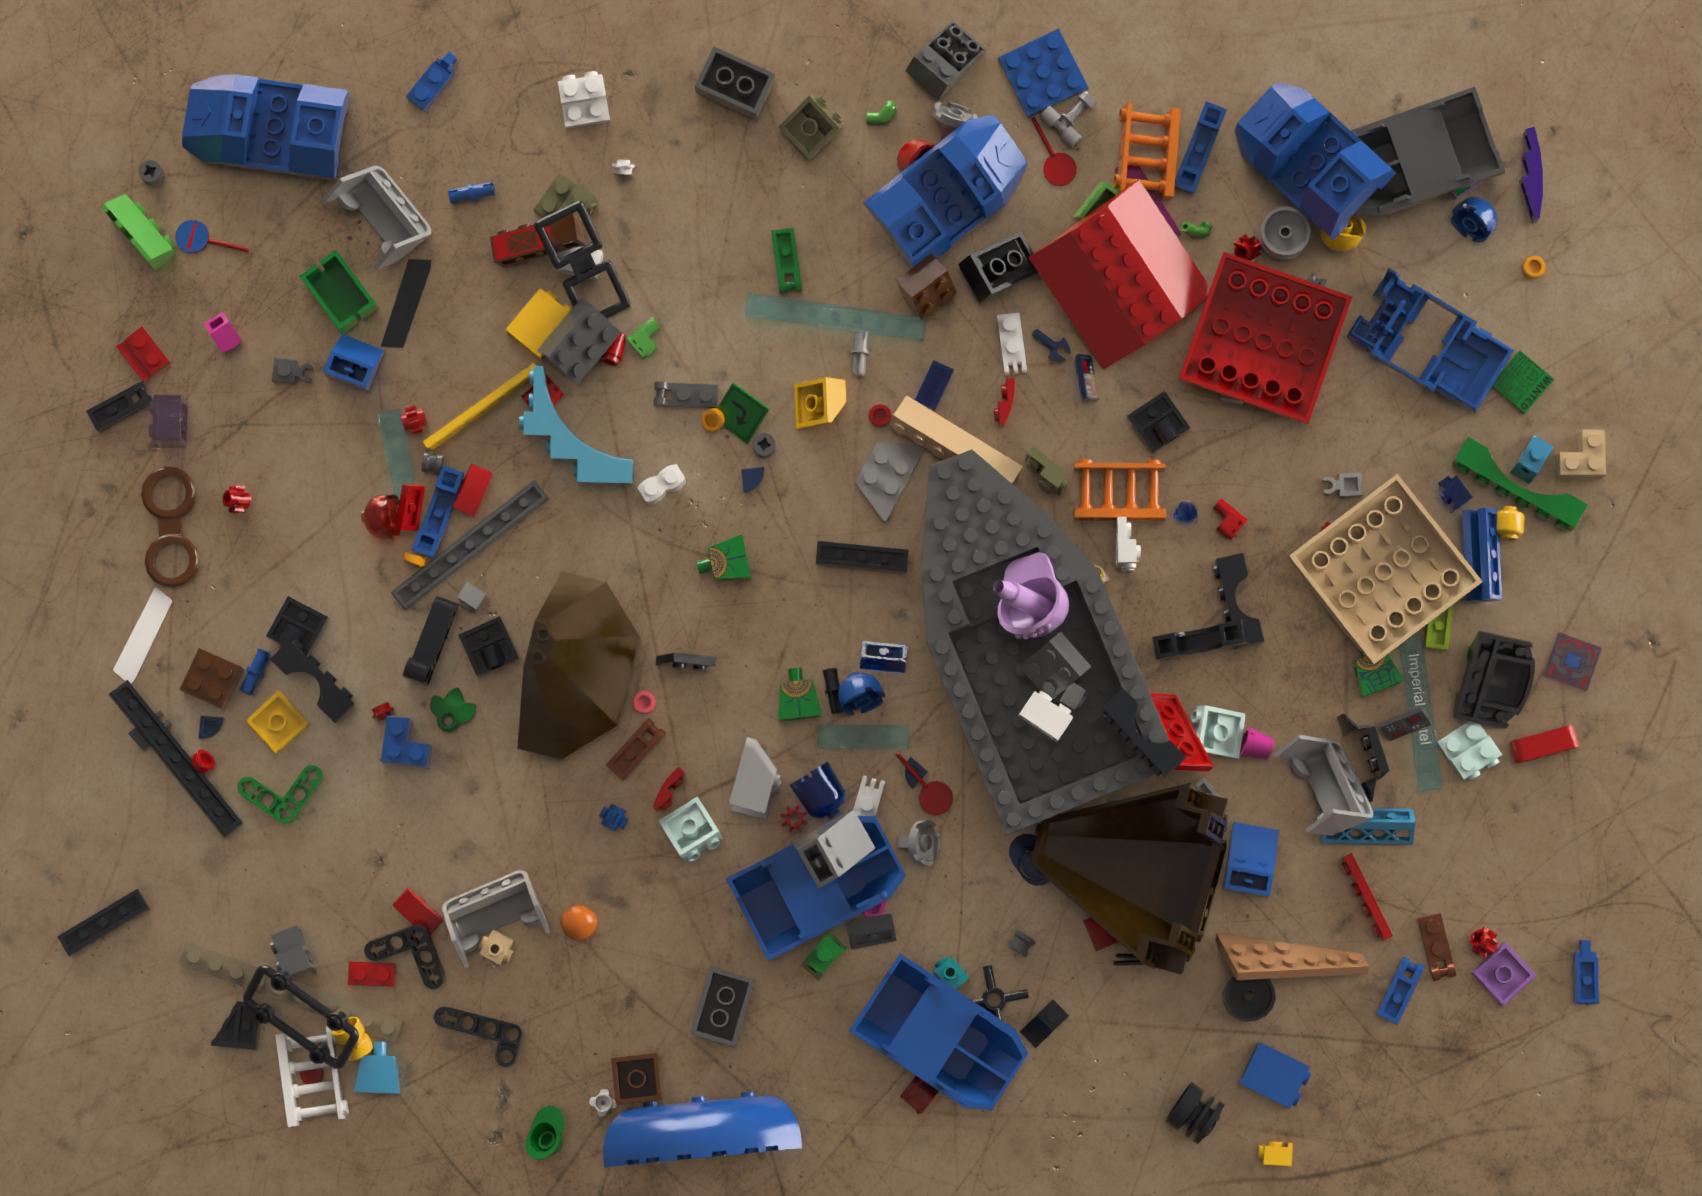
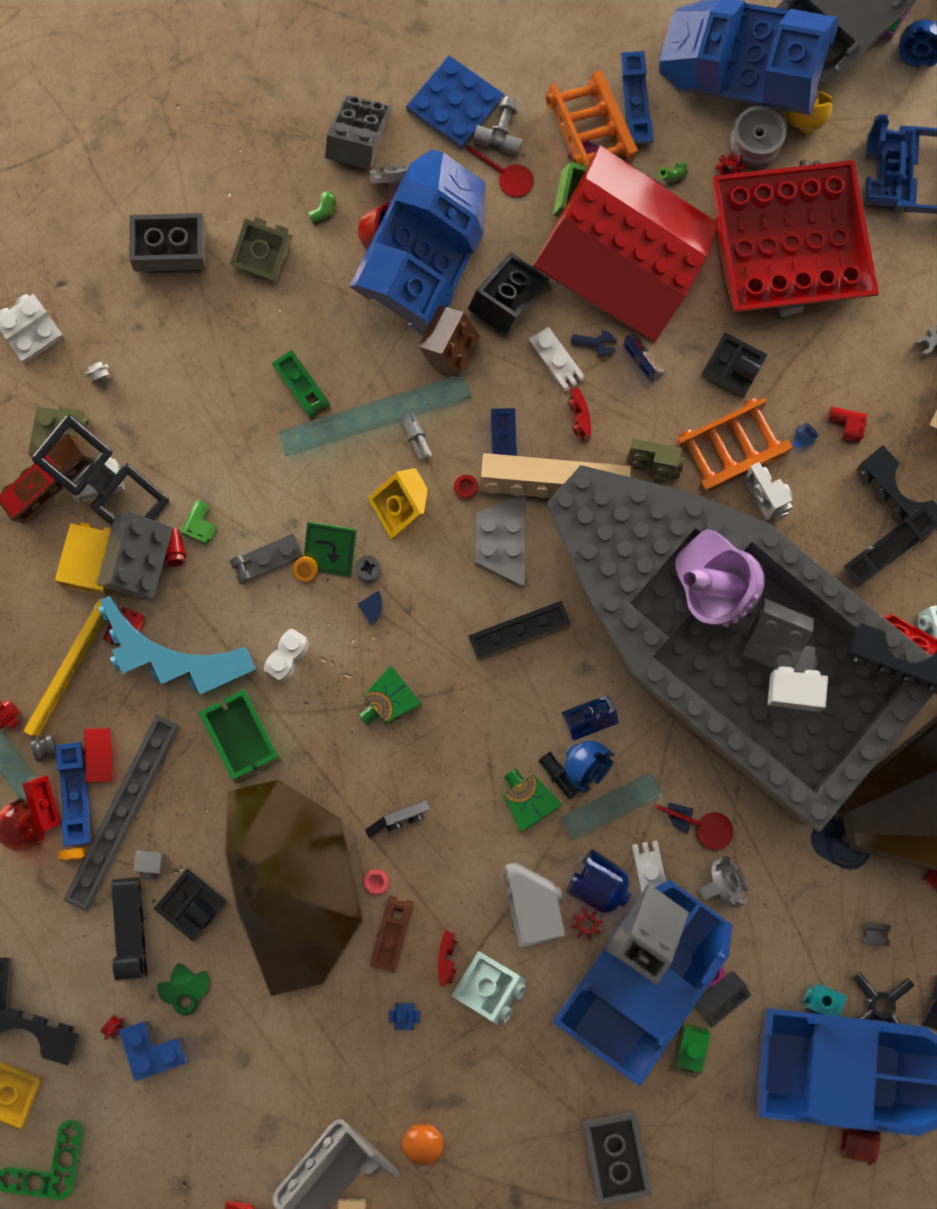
camera: 30 degrees left, 5 degrees down
(592, 531) = (239, 736): none -> green piece

